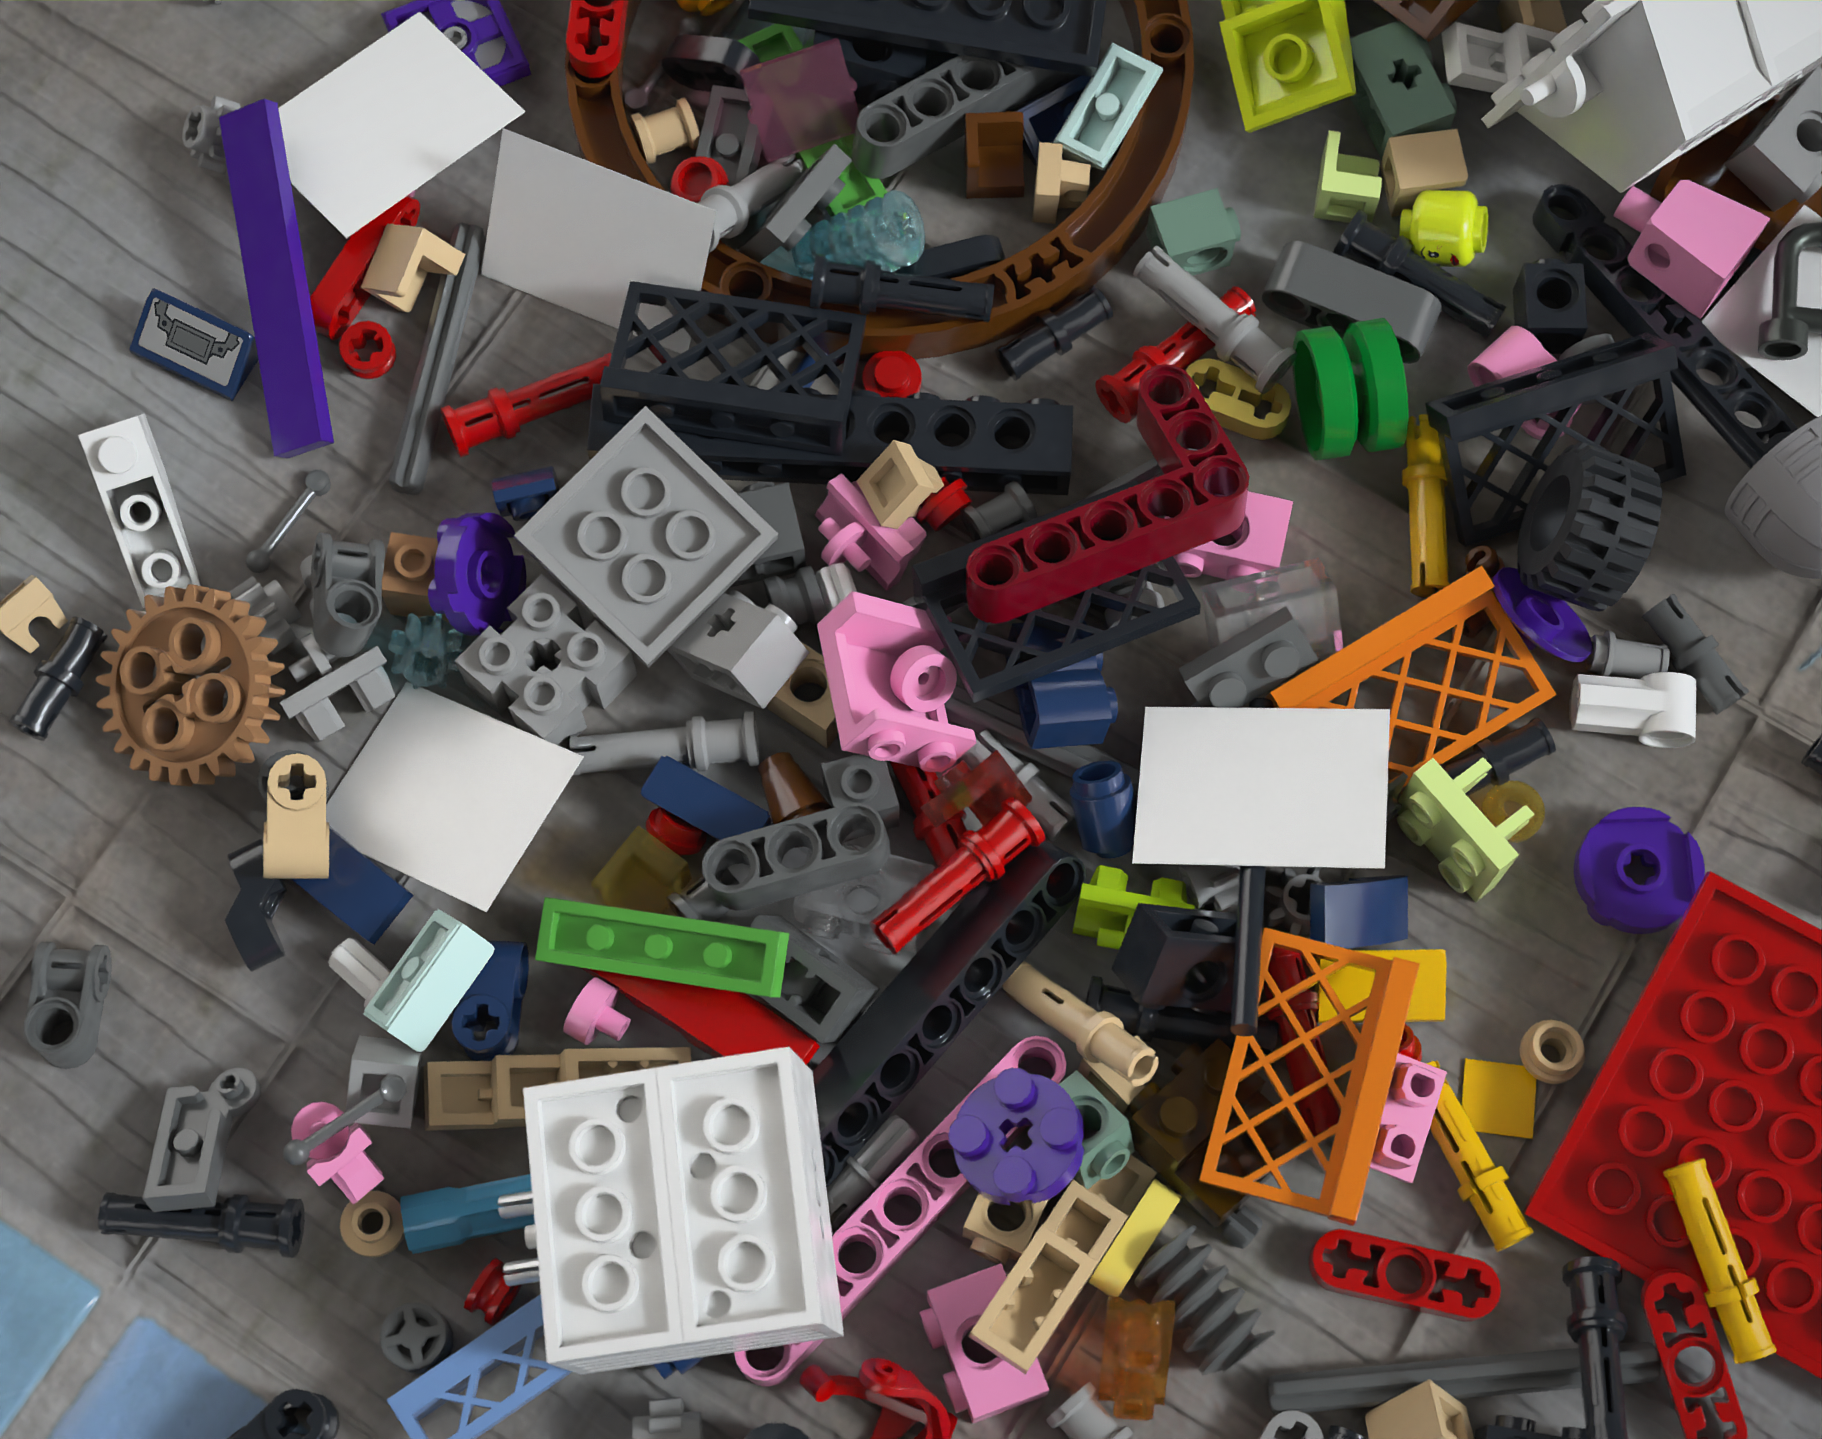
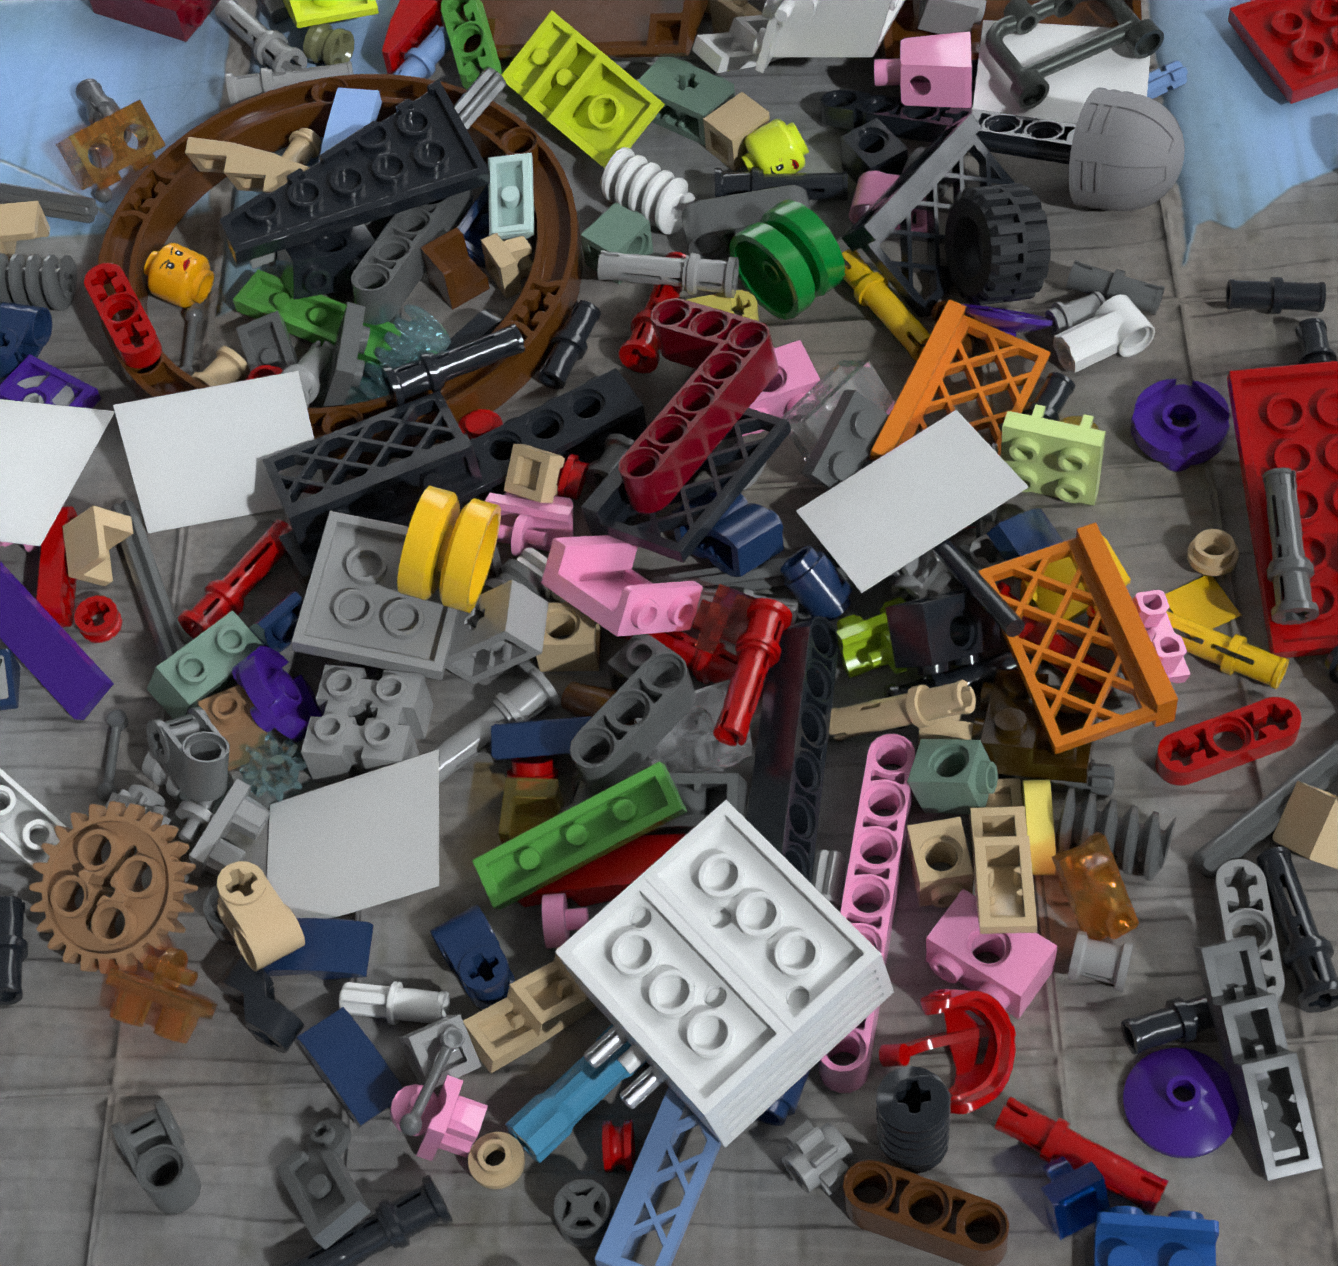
camera: 25 degrees left, 15 degrees down
(176, 826) = (180, 1008): none -> clear orange hips
(299, 1032) = (350, 1066): none -> dark blue slope
(426, 492) = (202, 666): none -> sand green brick
(429, 980) = (426, 964): light aqua slope -> none
(707, 61) = (217, 321): black beam -> none
(725, 544) = (448, 549): none -> yellow wheel
(801, 99) = (304, 297): clear pink piece -> none
(923, 678) = (635, 568): bright pink tile -> none
(1012, 1102) = (901, 772): dark purple plate -> none
(1266, 188) = (646, 189): none -> white piece
(1346, 184) = (693, 165): yellowish green panel -> none
(1603, 1140) = (1290, 568): none -> dark grey pin

